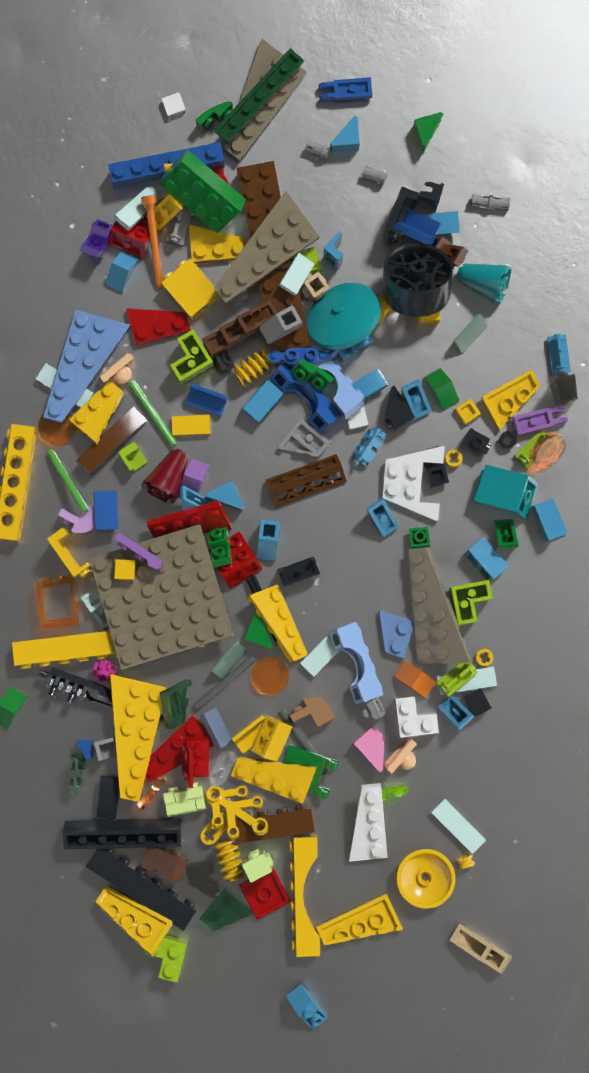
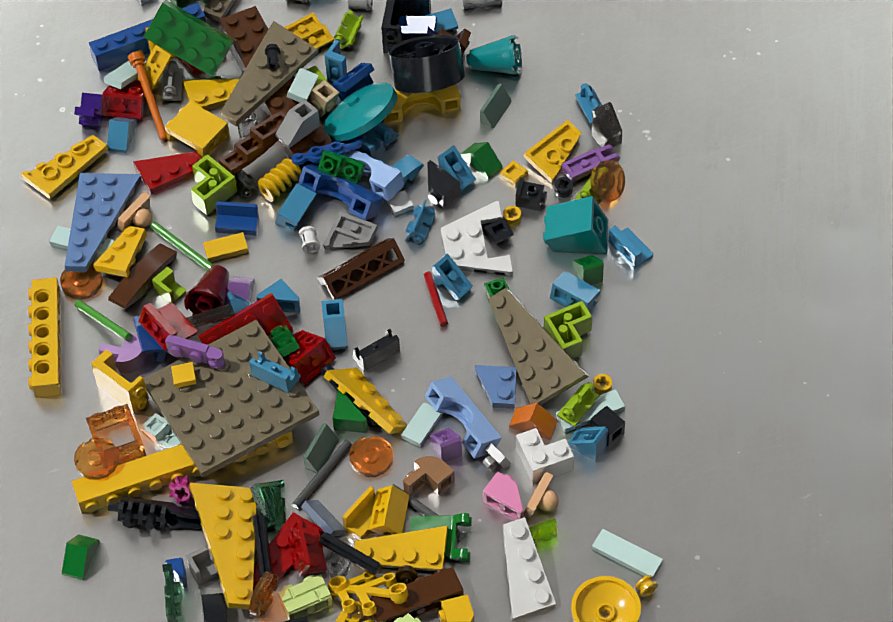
camera: 10 degrees left, 30 degrees down
(36, 628) = (96, 458): none -> clear orange tile
(55, 302) = (60, 171): none -> yellow wing
(122, 508) = (165, 322): none -> bracket
(154, 503) = (211, 315): none -> clear smoke axle
(159, 748) = (262, 544): none -> black axle
(203, 591) = (273, 373): none -> dark azure hinge
(229, 771) = (350, 553): none -> black axle
(266, 439) = (308, 236): none -> white bush
(272, 801) = (406, 574): none -> dark brown plate
(274, 241) = (272, 52): none -> black pin
(316, 199) = (311, 31): none -> yellow slope
(335, 680) = (446, 444): none -> medium lavender slope
(346, 271) = (354, 80): none -> blue panel
(352, 213) = (347, 35): none -> lime hinge
(363, 529) = (435, 299): none -> red bar

